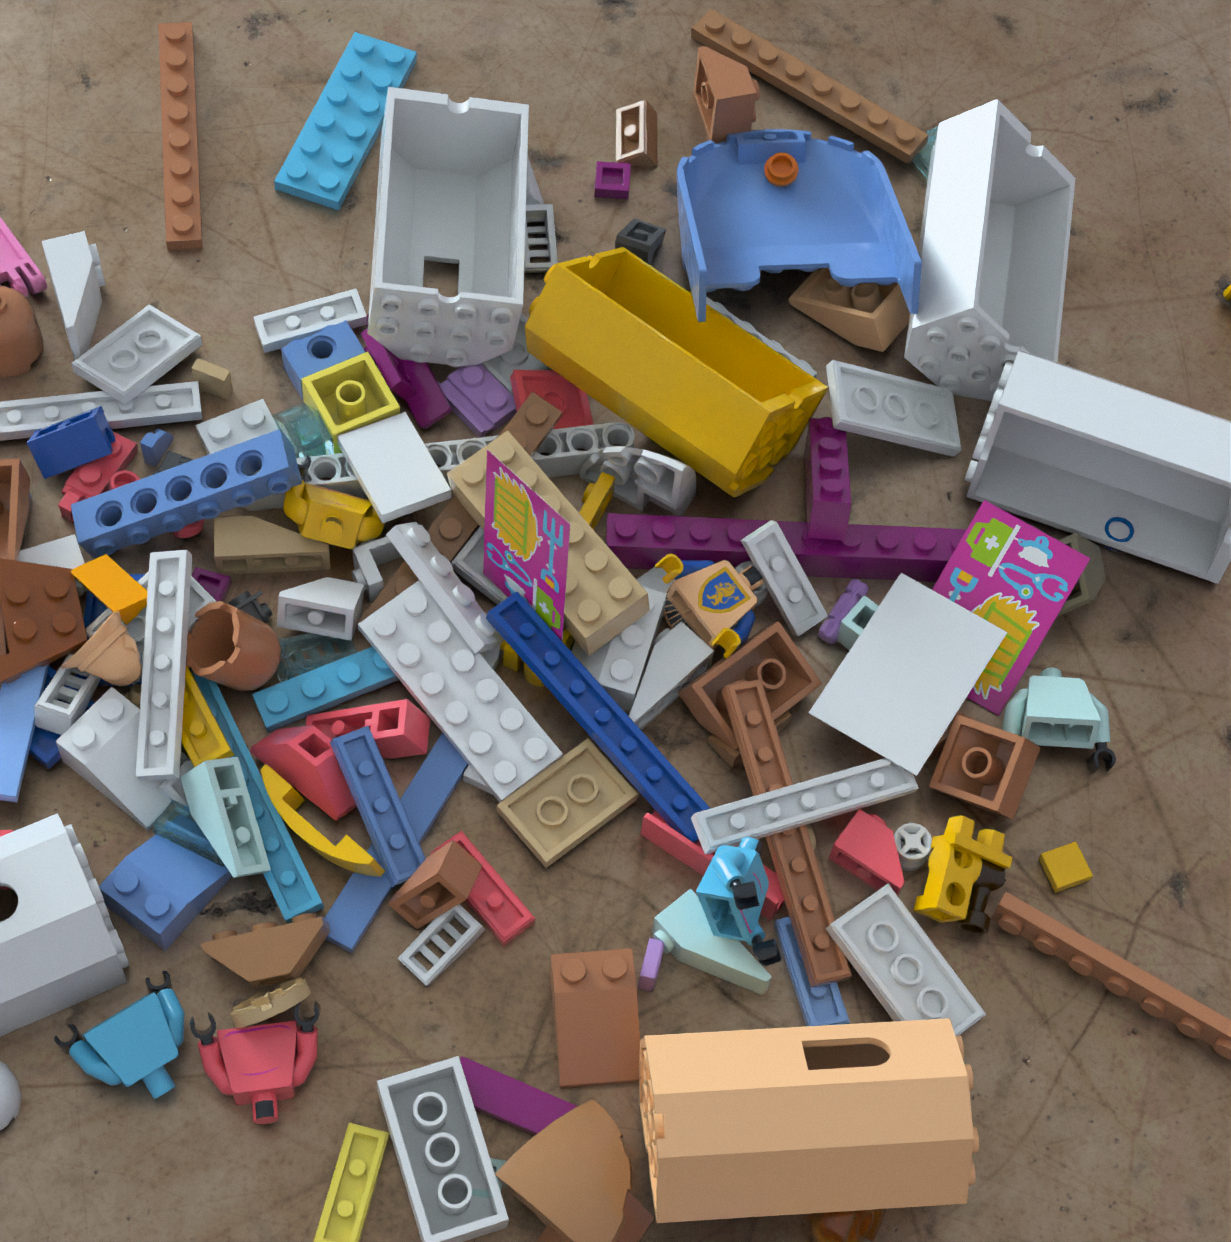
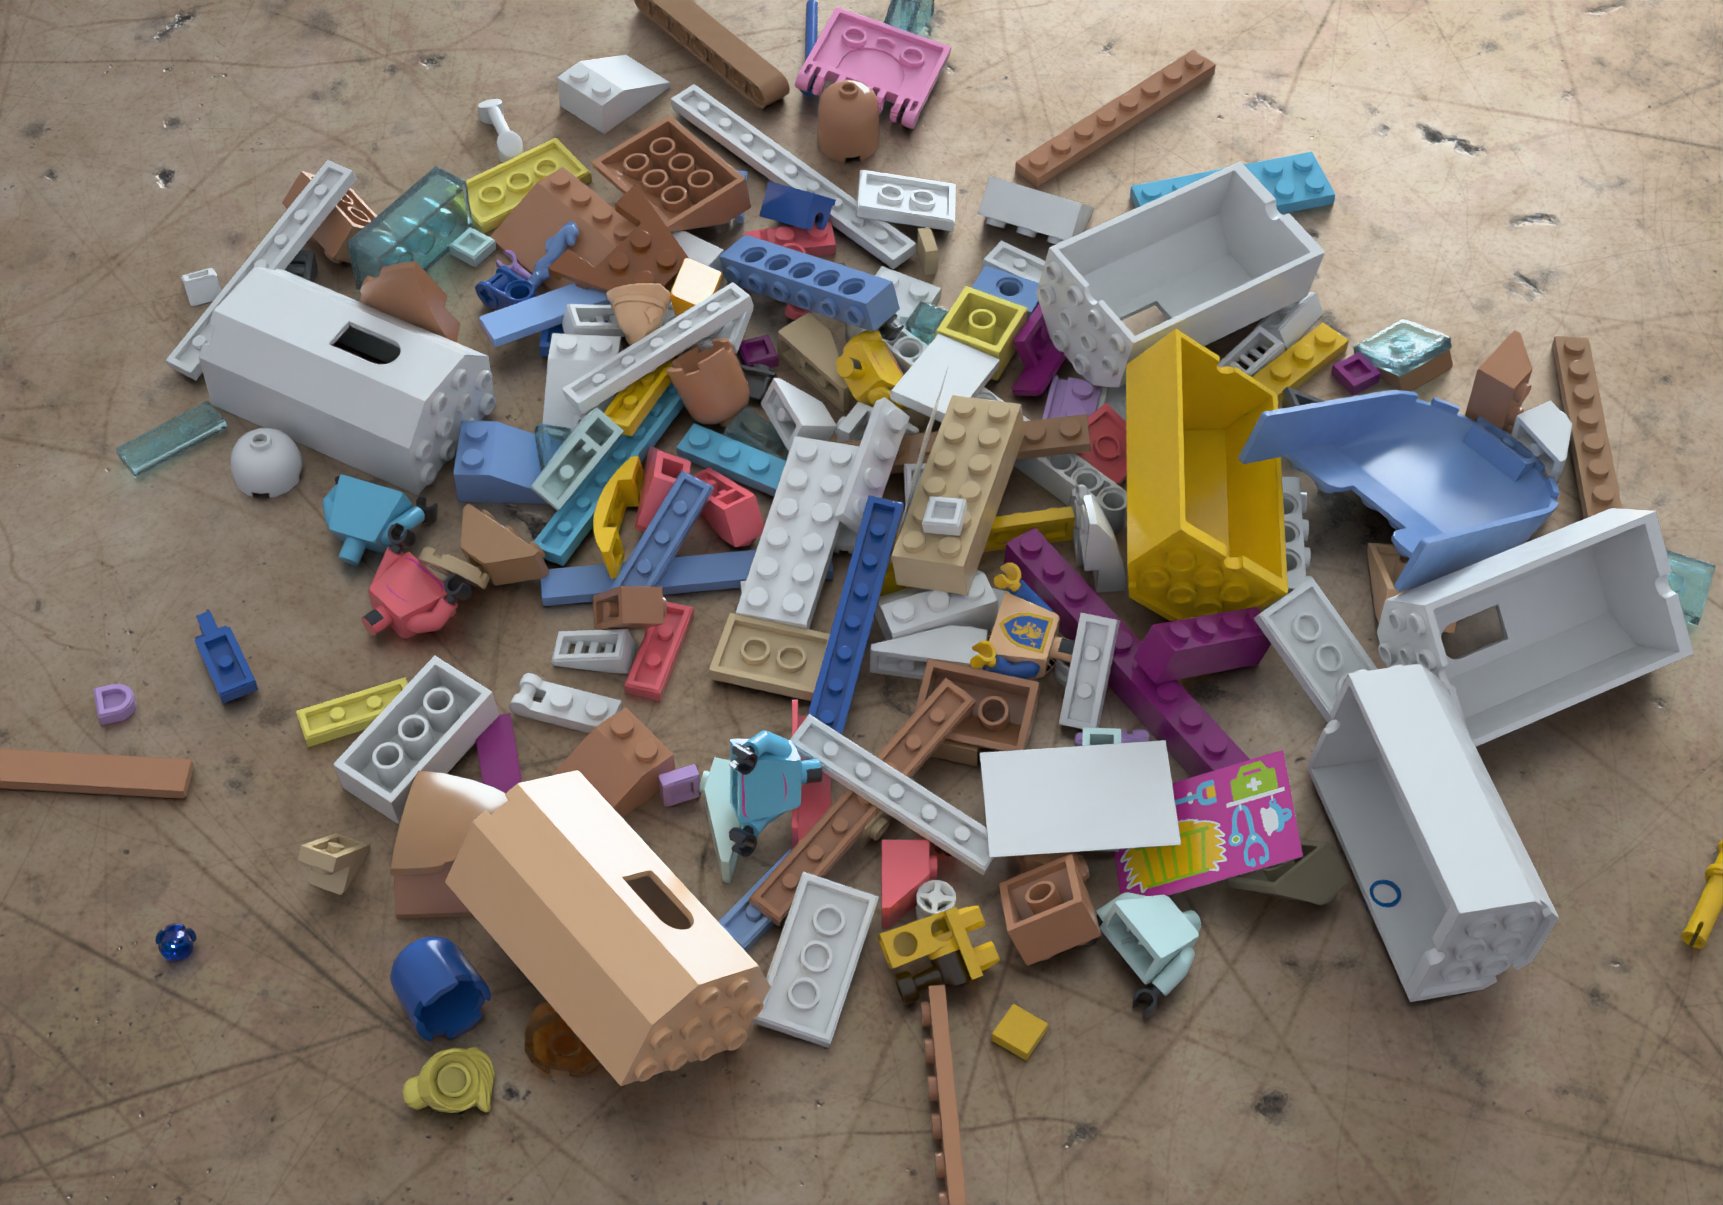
camera: 60 degrees right, 10 degrees down
(76, 283) = (915, 133): white slope -> none
(155, 446) = (846, 253): medium blue tile -> none
(240, 268) = (1033, 211): none -> white slope
(487, 1003) = (562, 704): none -> white plate
(569, 209) = (1302, 359): none -> yellow plate
(590, 569) = (944, 515): none -> white tile
(621, 130) = (1403, 347): none -> clear light blue tile
(781, 169) = (1482, 465): orange plate -> none
(791, 108) = (1547, 435): none -> white slope

